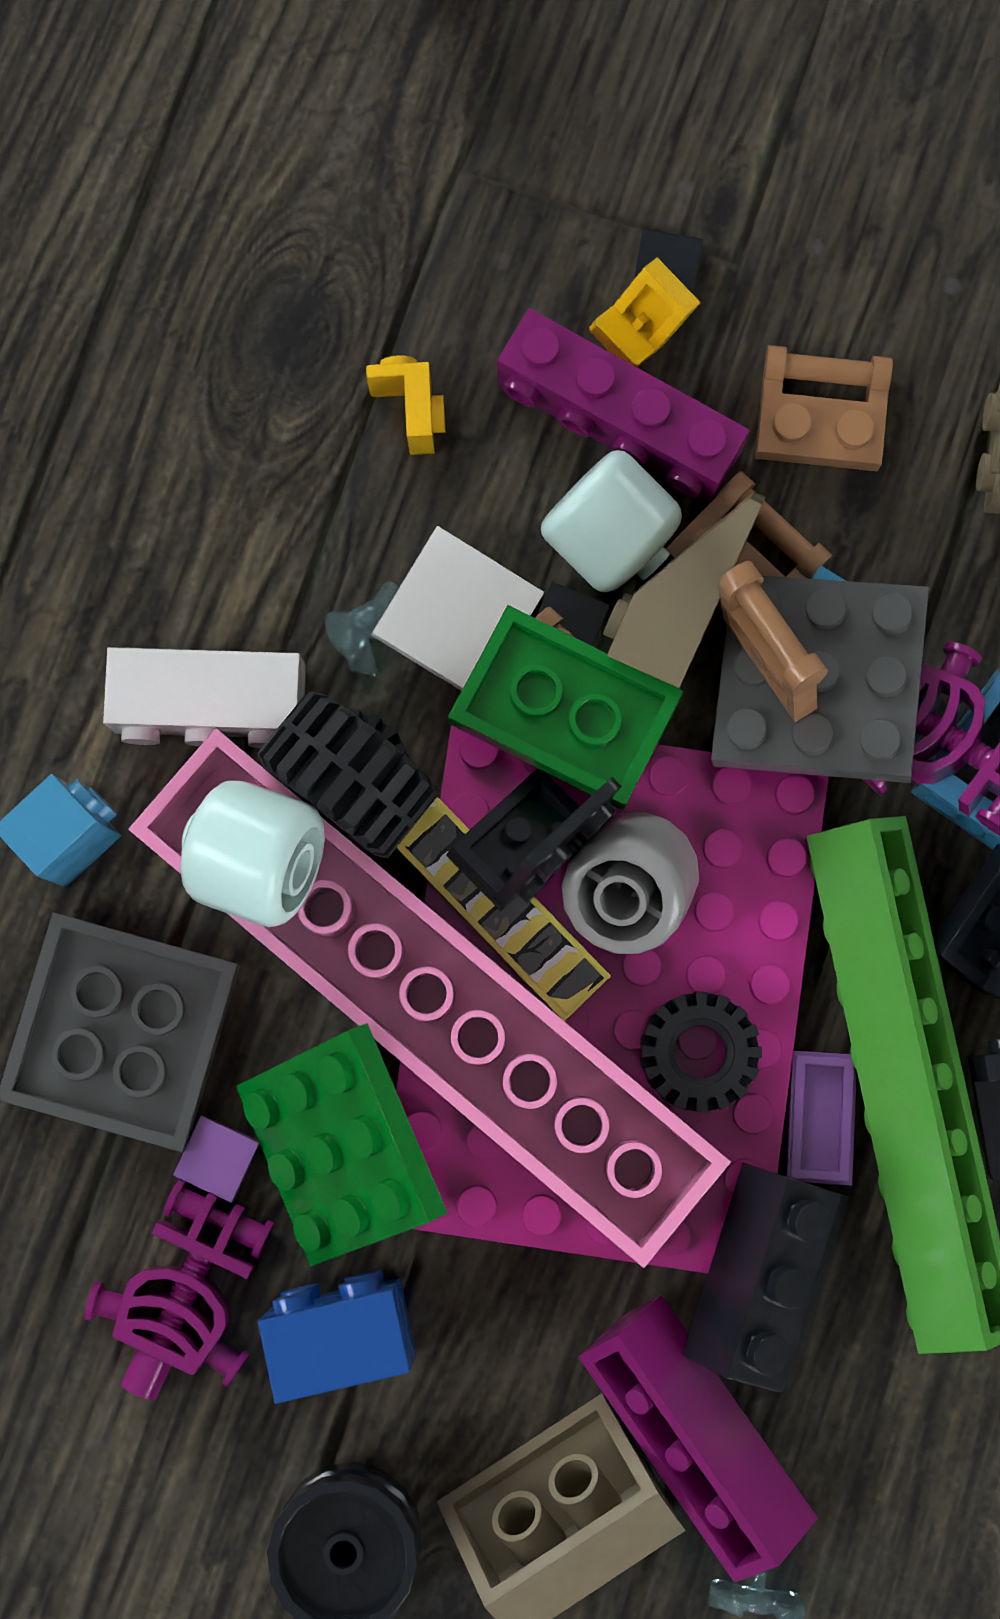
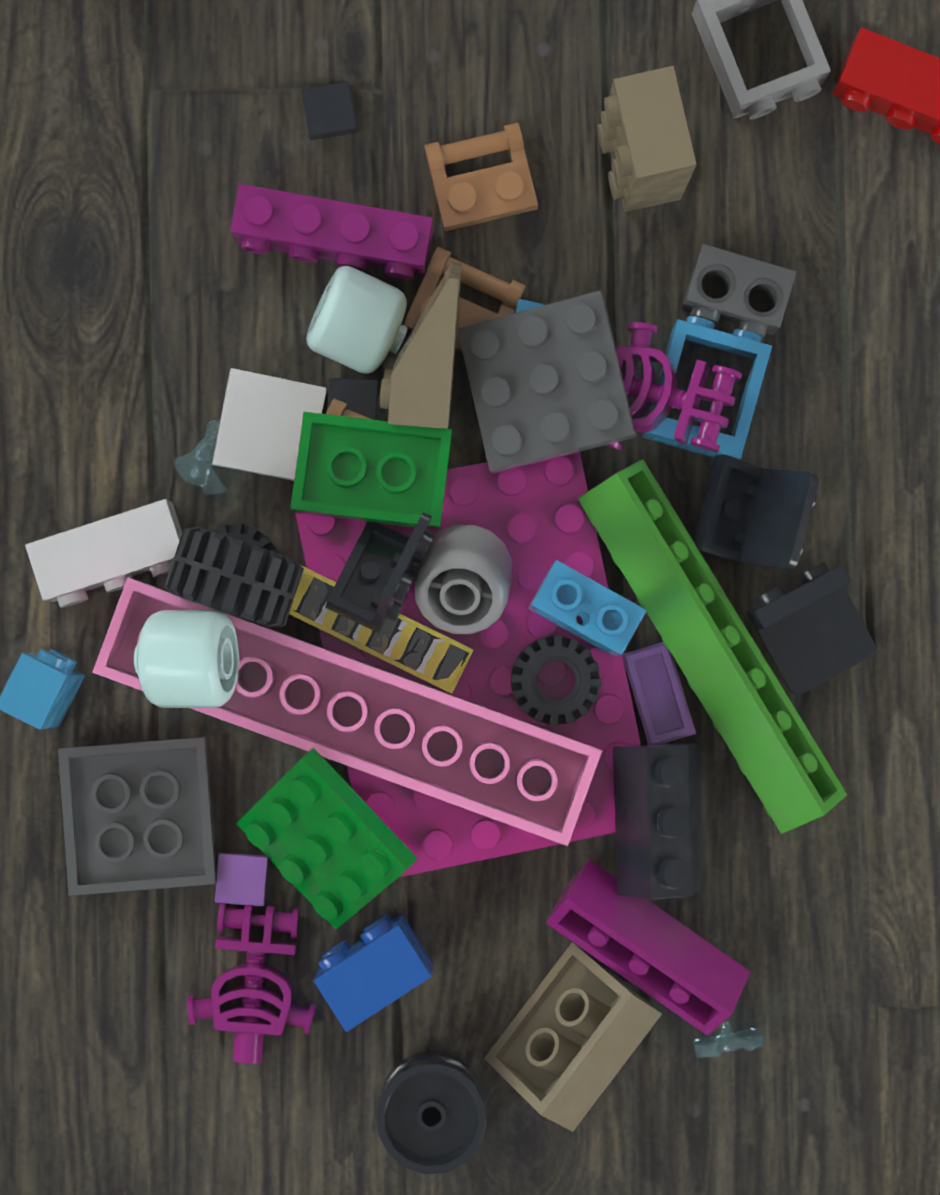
camera: 30 degrees left, 5 degrees up
(423, 410) = (188, 284): yellow bracket -> none
(645, 314) = (325, 157): yellow bracket -> none
(770, 640) = (493, 369): medium nougat plate -> none
(790, 985) = (606, 616): none -> dark azure window

